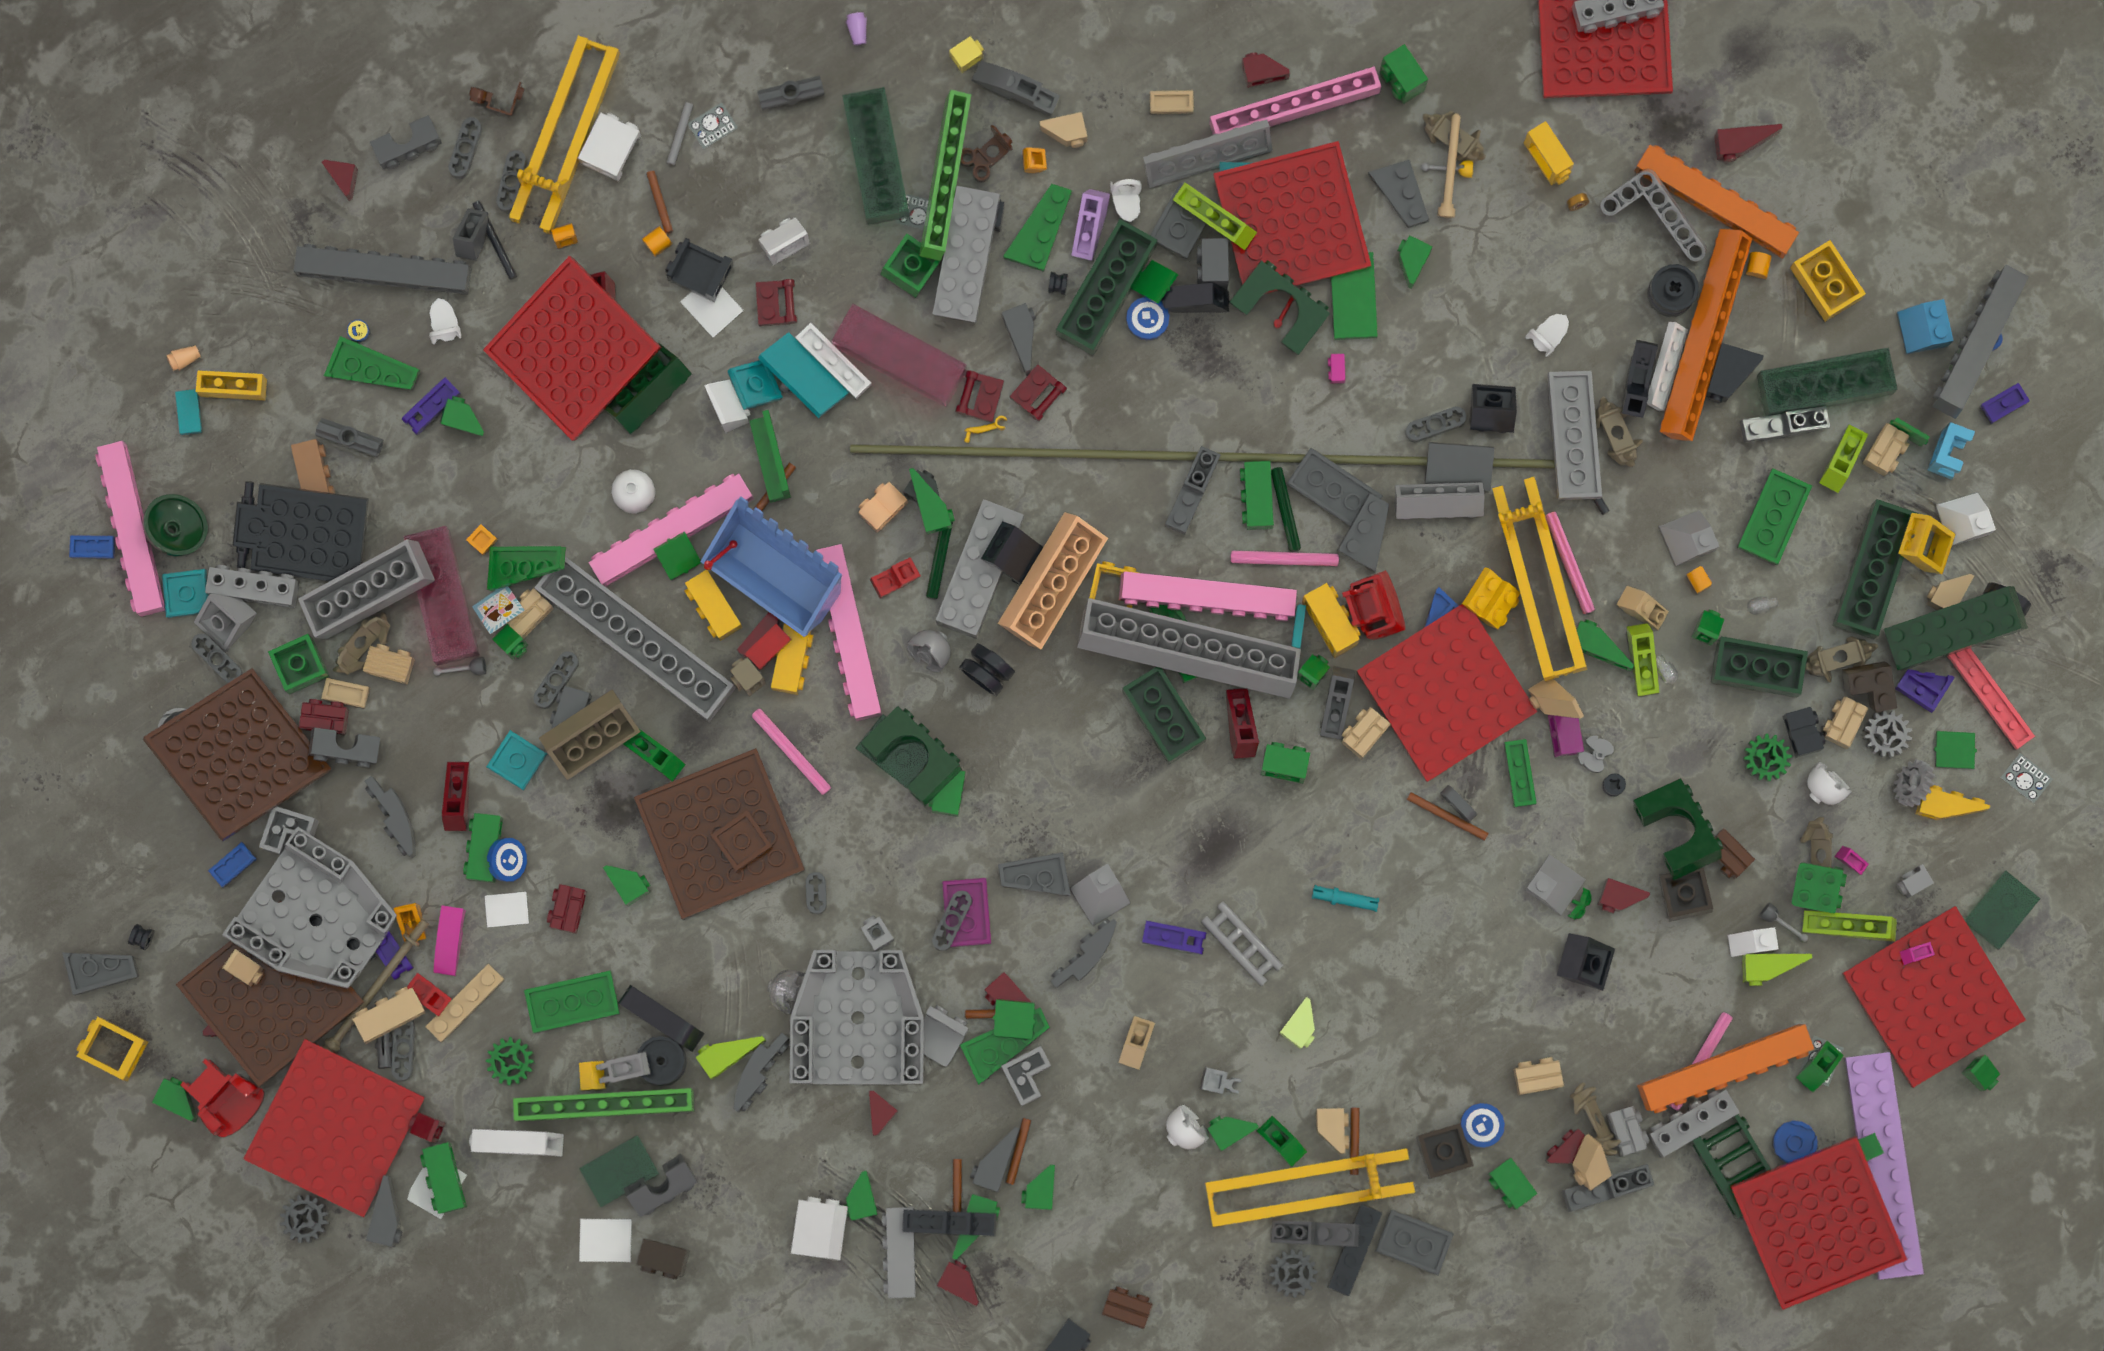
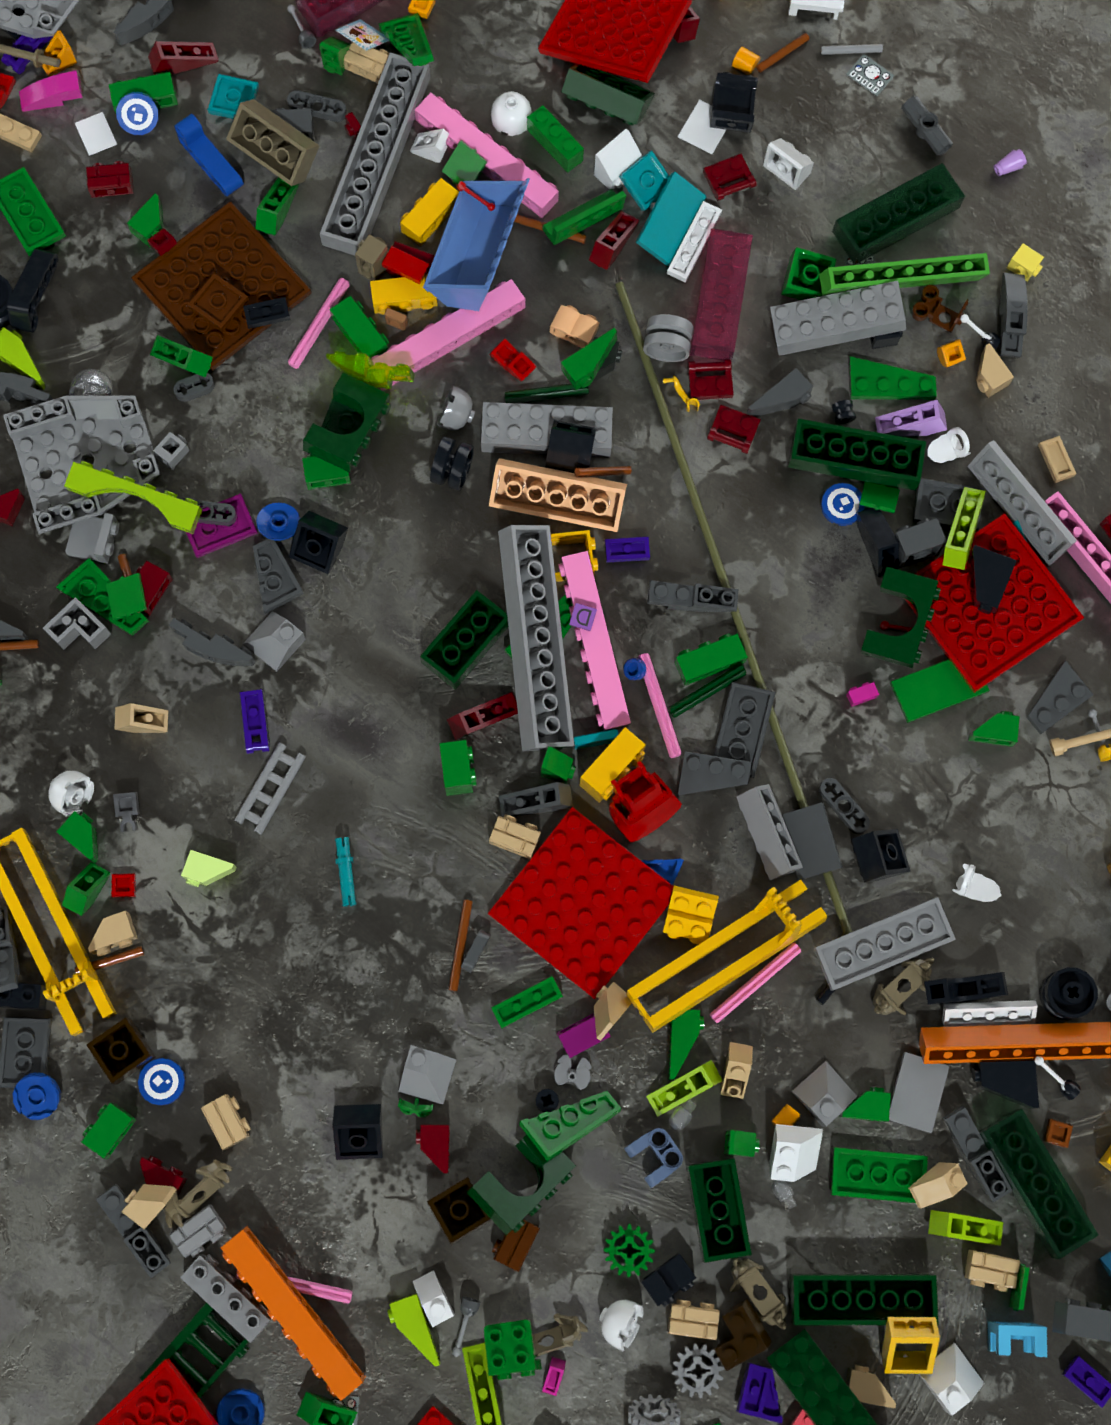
camera: 65 degrees right, 5 degrees down
(579, 803) = (207, 156): none -> blue beam
(595, 651) = (352, 125): none -> dark red plate
(640, 581) = (431, 145): none -> white slope
(657, 876) = (162, 242): none -> dark red plate
(678, 457) = (555, 139): none -> green brick
(769, 797) = (266, 313): none -> black plate
(784, 894) = (181, 356): none -> green slope
(805, 437) = (613, 240): none -> dark red slope
(814, 714) = (358, 328): none -> green brick
(818, 672) = (396, 319): none -> medium nougat tile
(861, 724) = (362, 368): none -> clear neon green slope
(893, 1016) = (92, 482): none -> lime arch
(931, 421) = (668, 338): none -> light grey wheel
(978, 846) = (277, 514): none -> blue dish
(1018, 822) = (317, 541): none -> black slope
(1030, 121) = (987, 338): none -> hinge
(1042, 531) = (603, 471): none -> dark orange bar
(1124, 535) = (627, 549): none -> dark purple plate
(1186, 597) = (583, 617): none -> medium lavender tile
(1243, 568) = (634, 669): none -> blue tile
(1273, 212) = (989, 578): none -> black slope
(1288, 1106) = (123, 885): none -> red tile
(1458, 1241) = (36, 1096): none -> blue tile
(1643, 776) = (565, 1126): none -> green wing
(1691, 699) = (660, 1151): none -> sand blue piece
(1712, 501) = (870, 1106): none -> green slope
(1714, 456) = (917, 1093): none -> light grey tile
(1731, 583) = (794, 1152): none -> white slope
(1754, 322) = (1068, 1088): none -> hinge
(1789, 347) = (1058, 1133): none -> dark orange tile
(1800, 468) = (938, 1184): none -> tan slope

